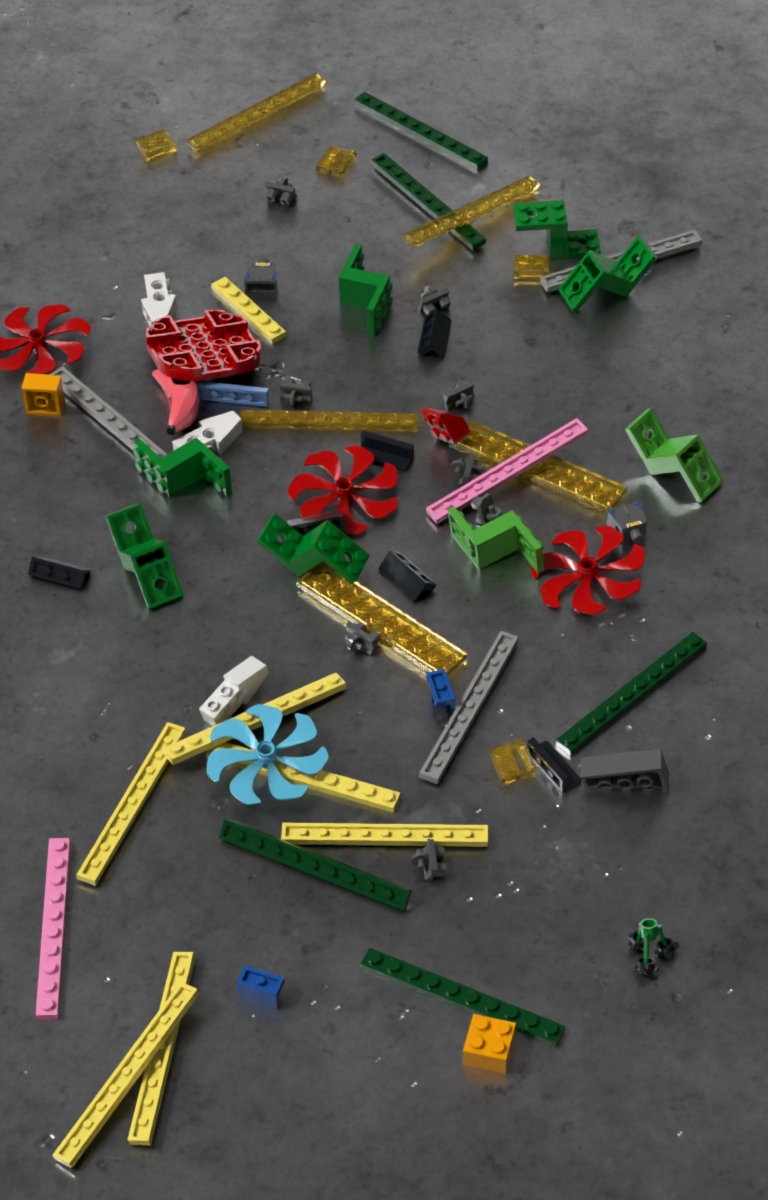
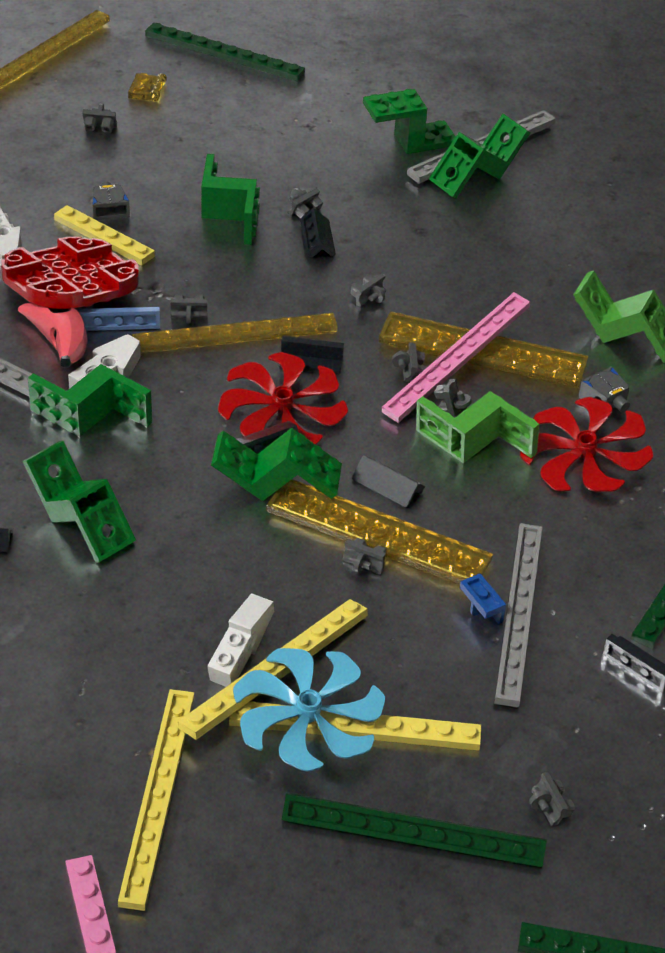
camera: 20 degrees left, 5 degrees down
(385, 834) = (481, 778): light yellow plate -> none
(425, 198) = (260, 113): dark green plate -> none
(445, 425) = (372, 318): red slope -> none
(470, 211) = (309, 116): clear yellow plate -> none
(506, 764) = (588, 671): clear yellow plate -> none
(531, 266) = (391, 160): clear yellow plate -> none

